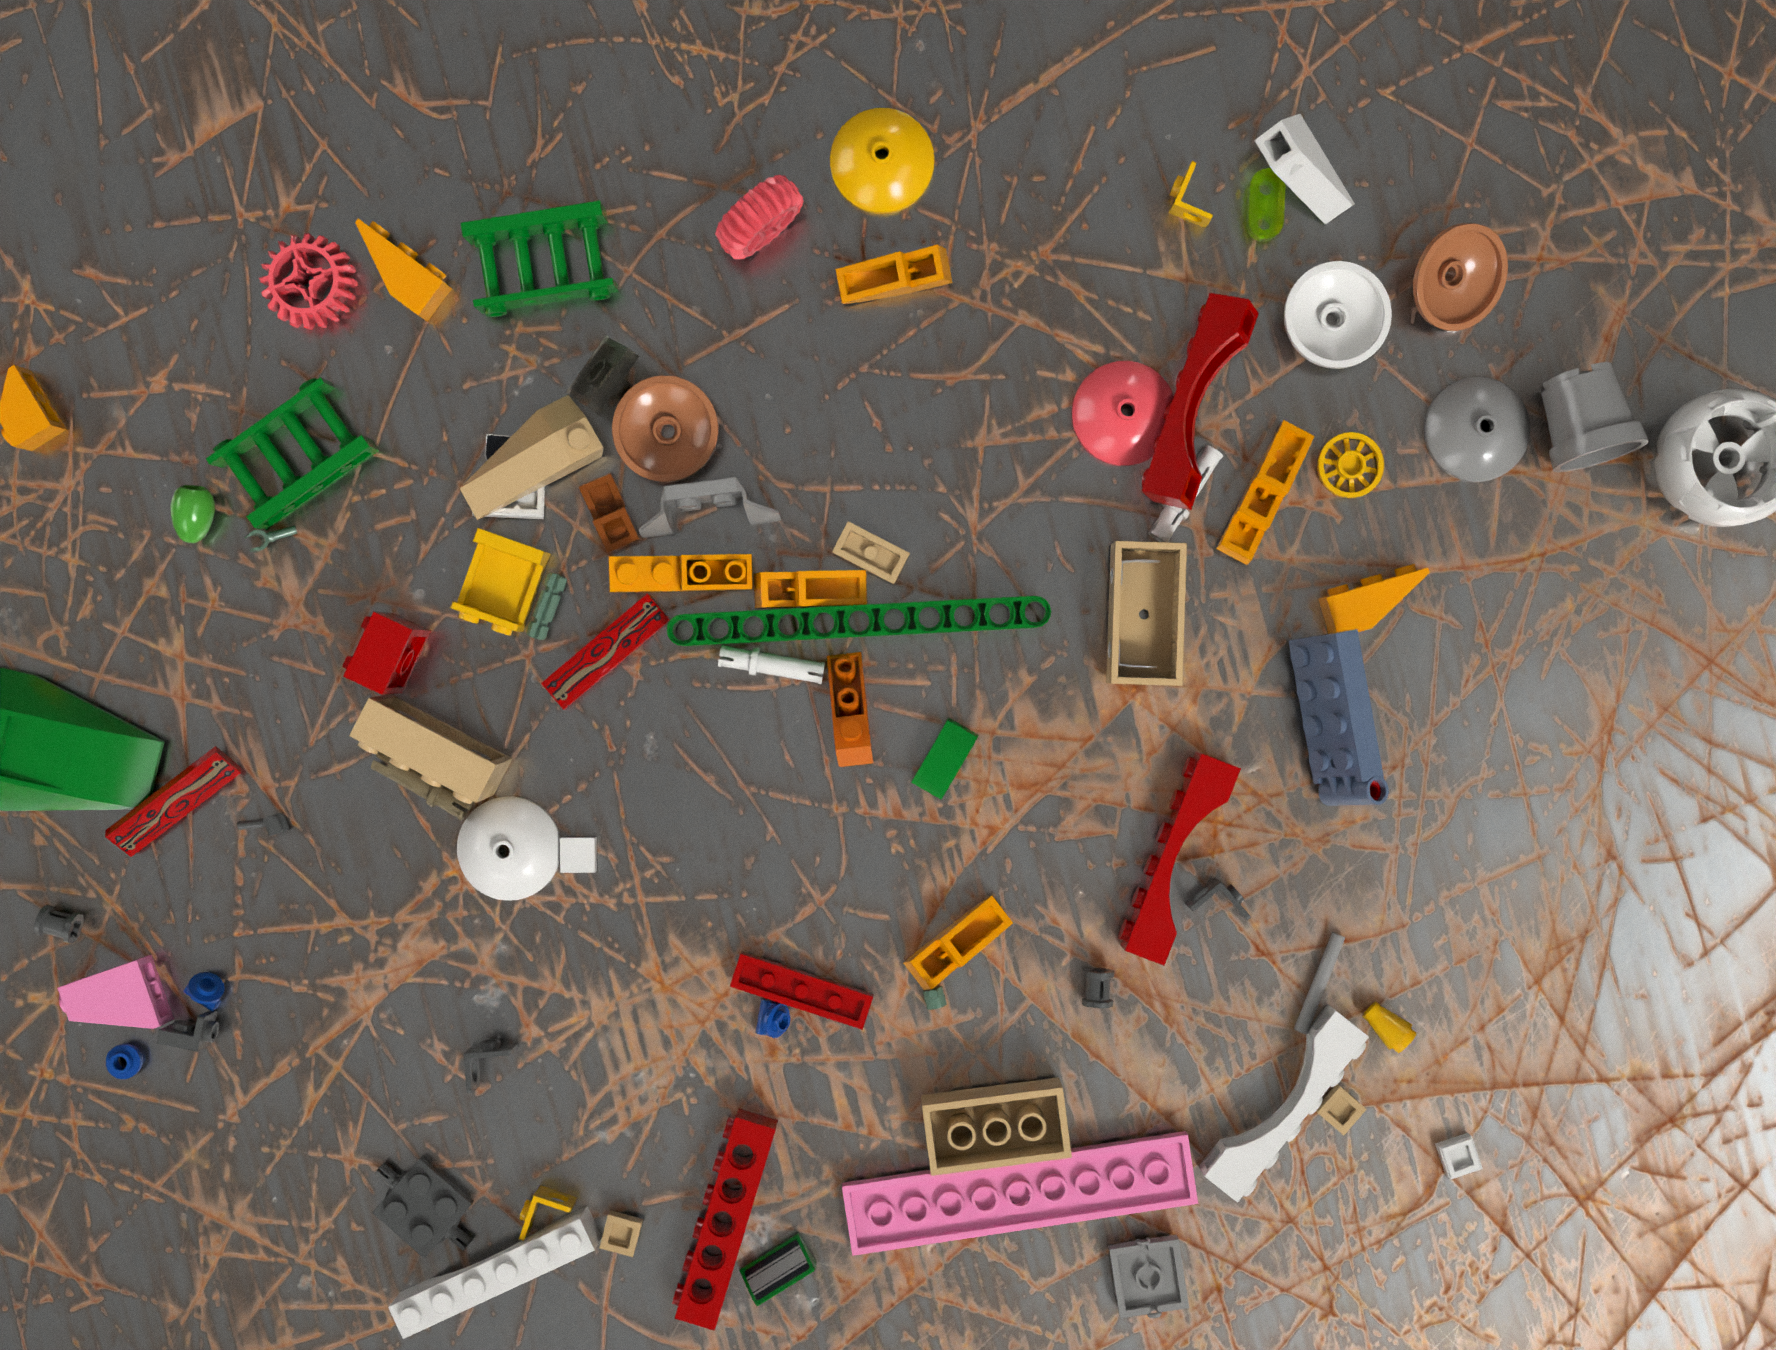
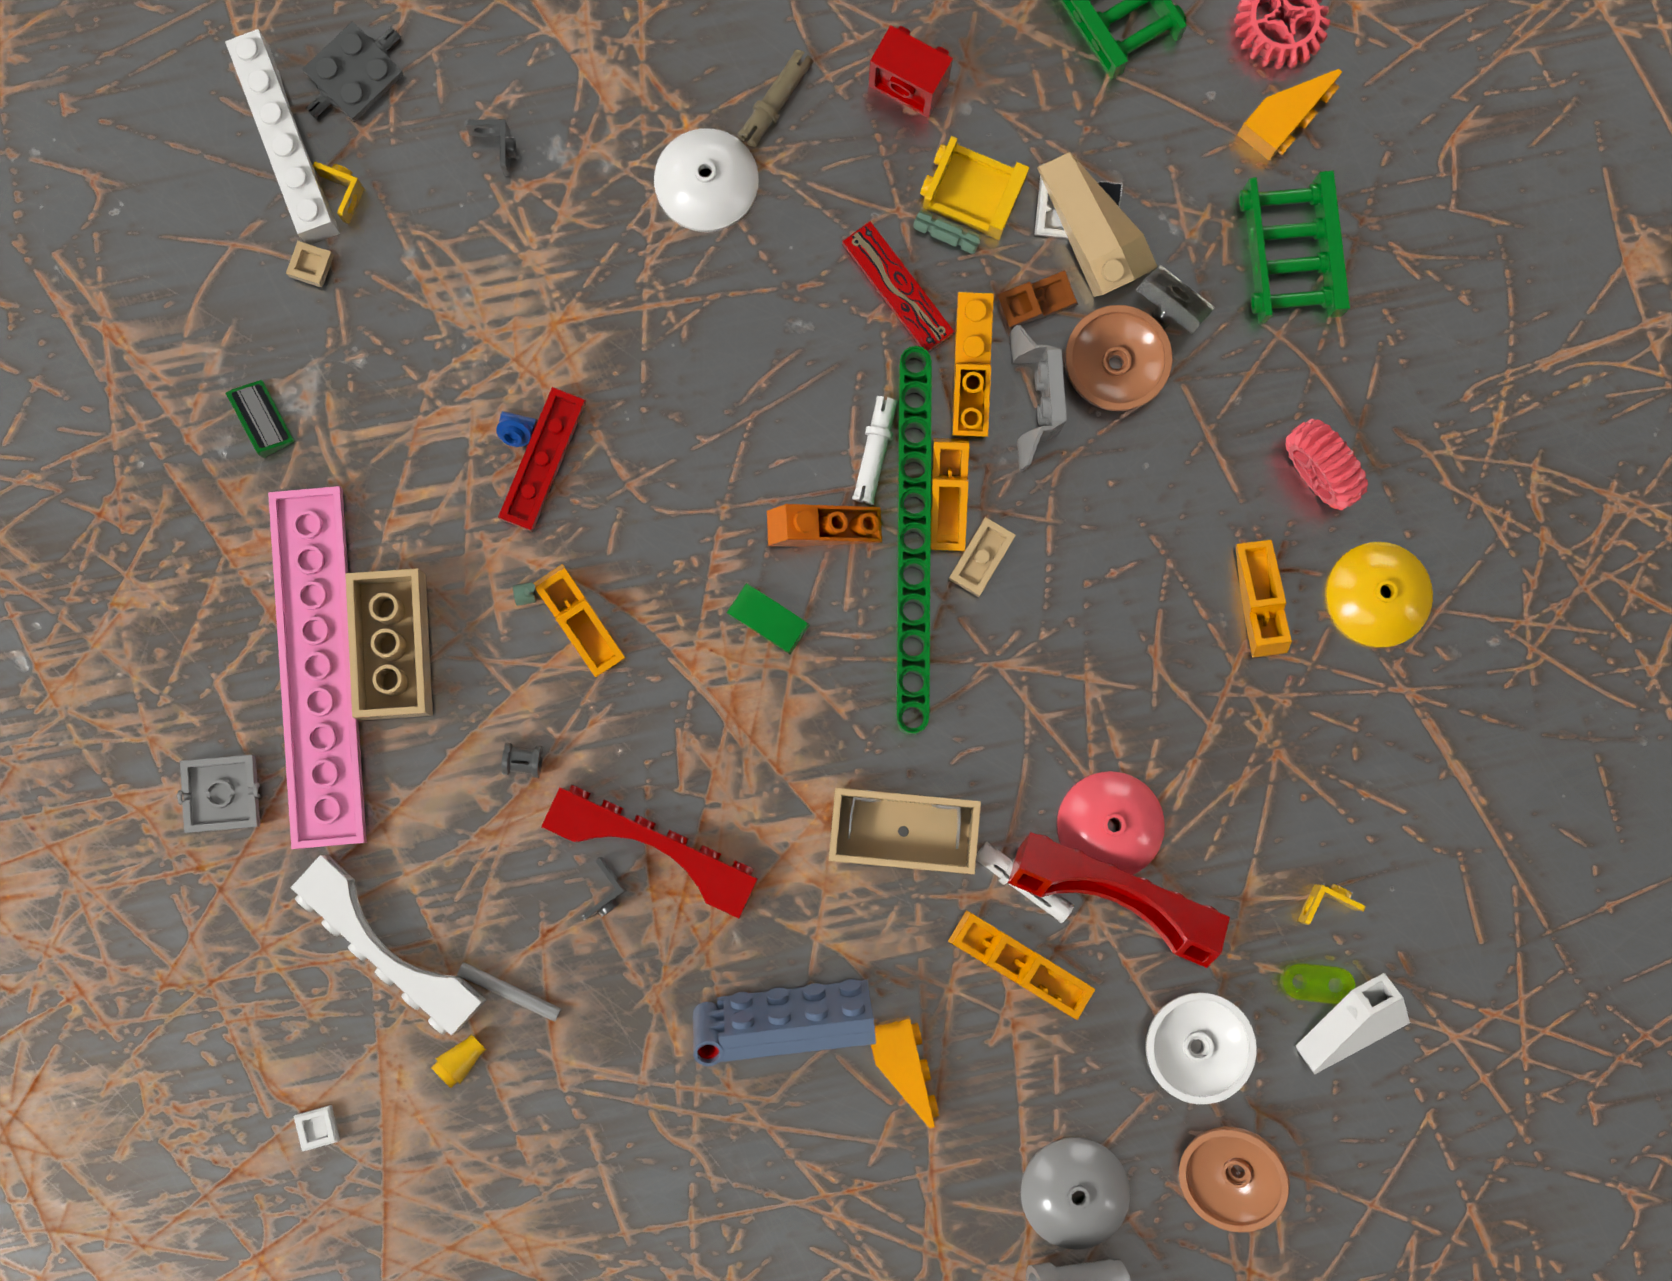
camera: 90 degrees right, 5 degrees down
(430, 747) = (812, 107): tan piece -> none
(578, 854) = (695, 247): white tile -> none
(704, 1305) = (234, 328): red brick -> none
(1340, 1109) = (376, 1004): tan plate -> none
(1350, 465) = (1045, 1056): yellow wheel -> none

